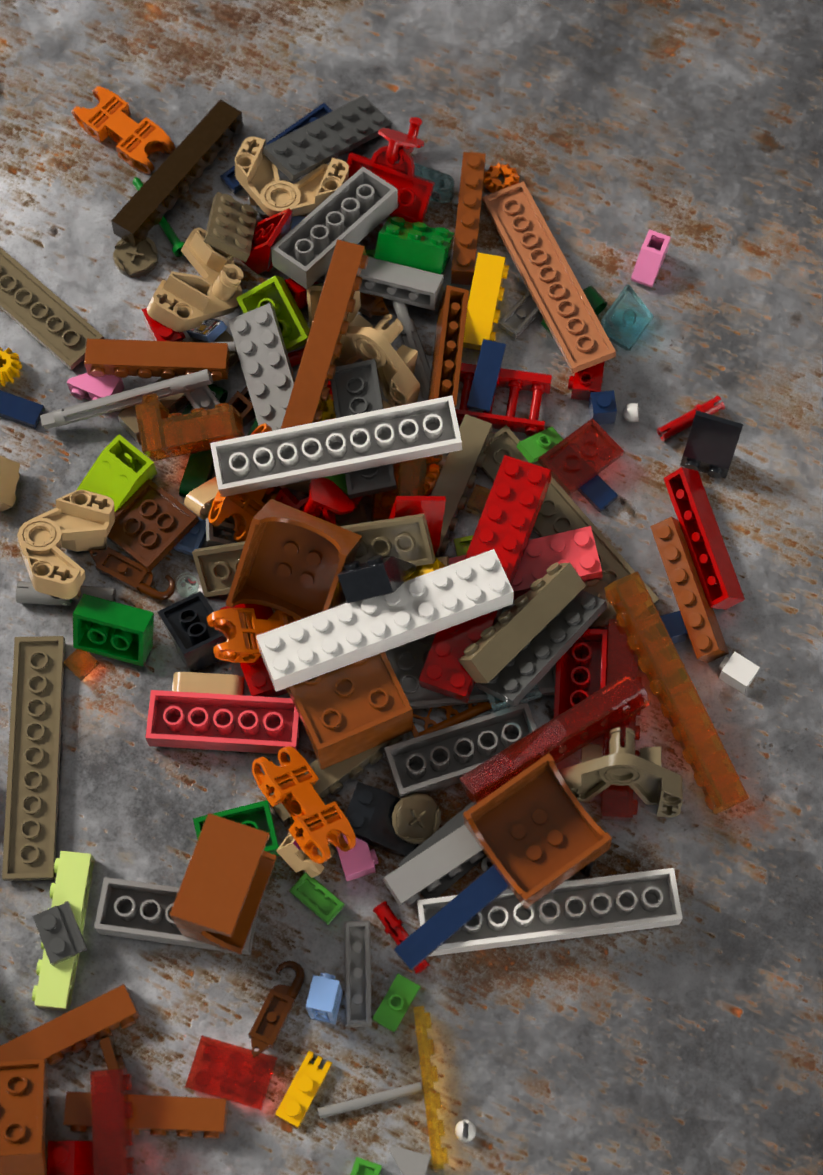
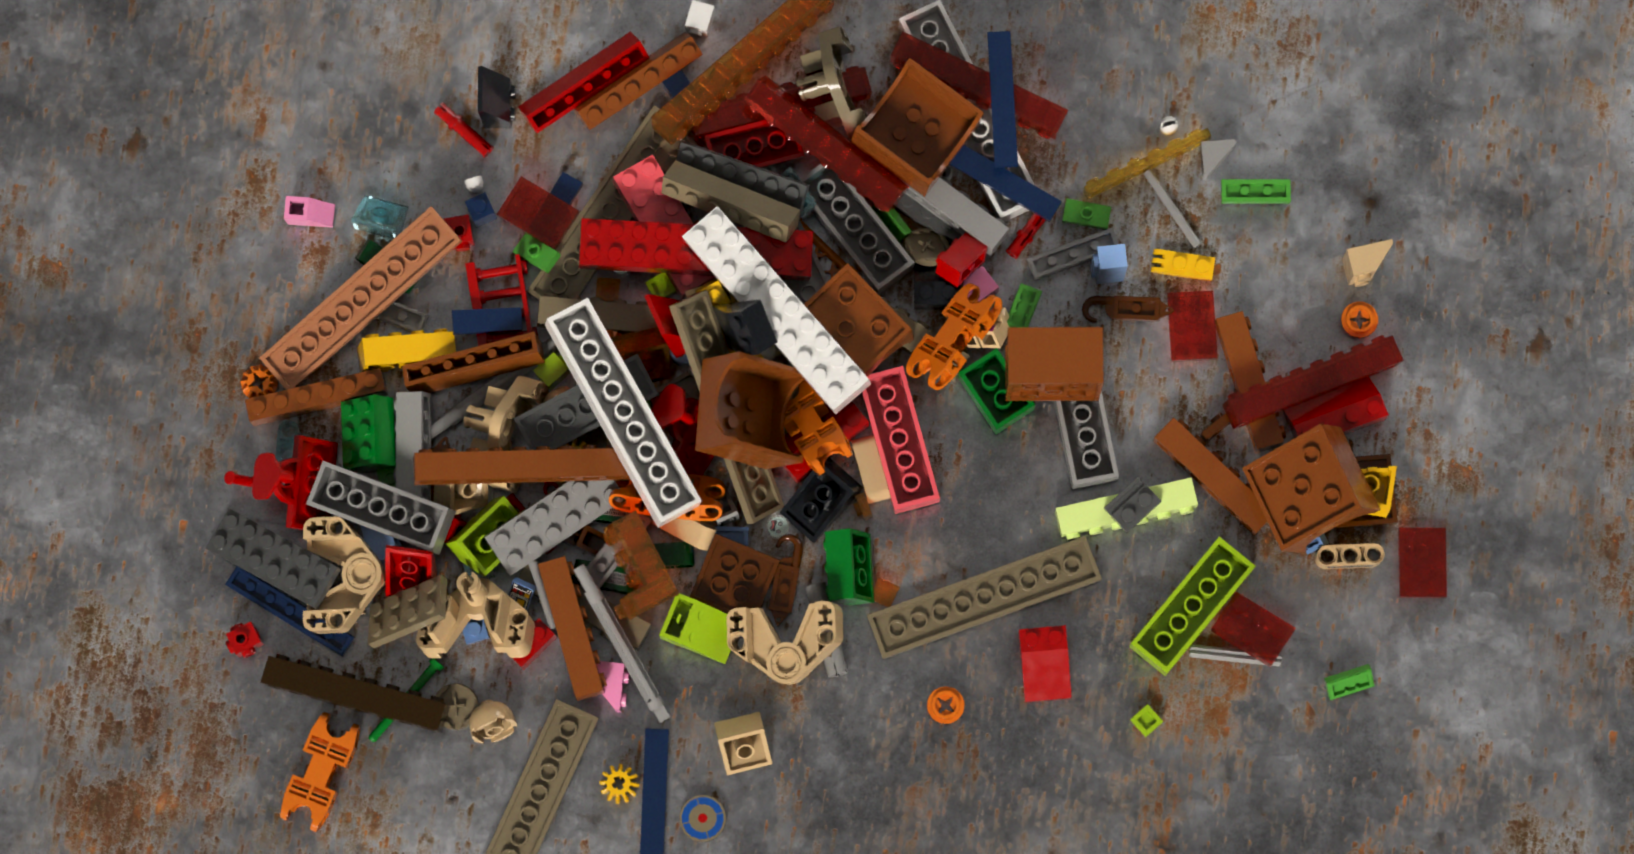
camera: 105 degrees left, 10 degrees up
(107, 275) = (491, 721): none -> tan cylinder
(170, 666) = (862, 507): none -> clear orange plate
(265, 100) = (251, 642): none -> red brick
(385, 842) = (961, 259): none -> red brick
(451, 794) = (894, 223): none -> bright green plate
(542, 938) = (1002, 99): none -> dark blue tile
(568, 924) = (974, 84): none -> clear red brick

